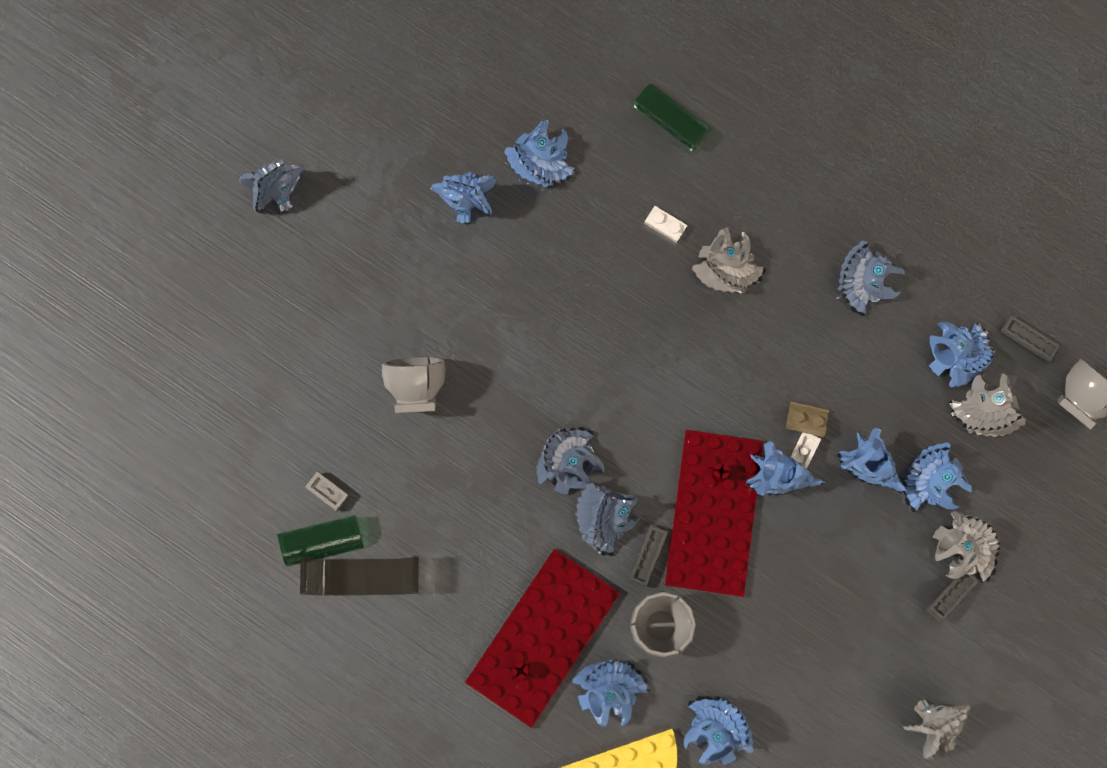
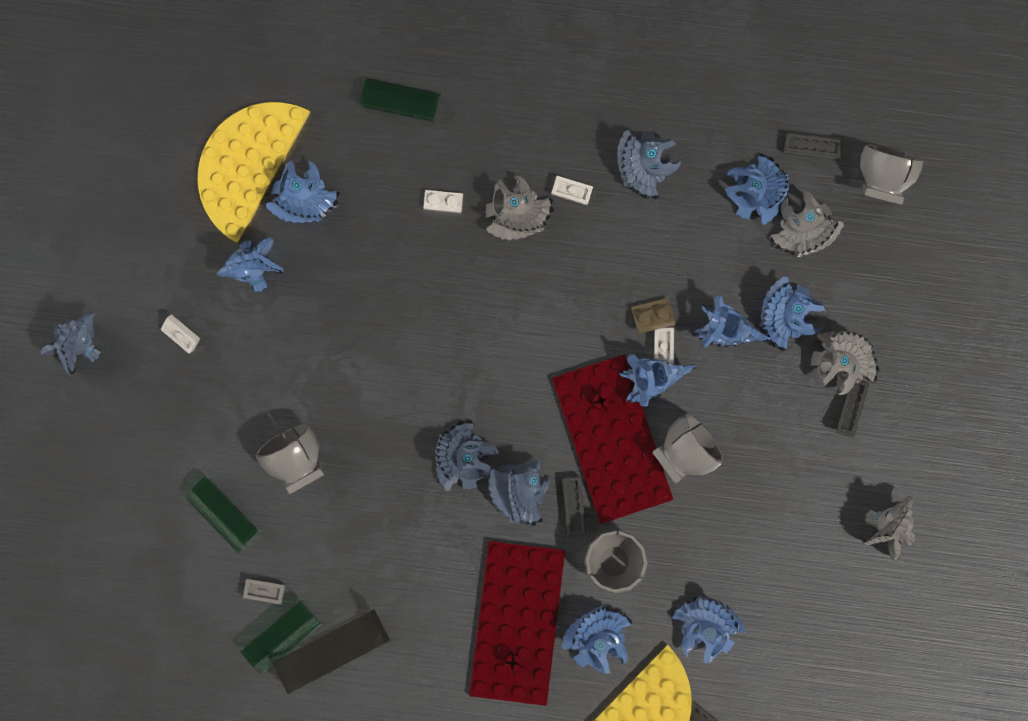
camera: 25 degrees left, 5 degrees up
(325, 403) = (222, 514): none -> clear green brick
(371, 224) = (180, 334): none -> white plate
(506, 102) = (243, 162): none -> light yellow plate
(780, 556) = (688, 452): none -> light grey plate
(787, 270) = (572, 190): none -> white plate

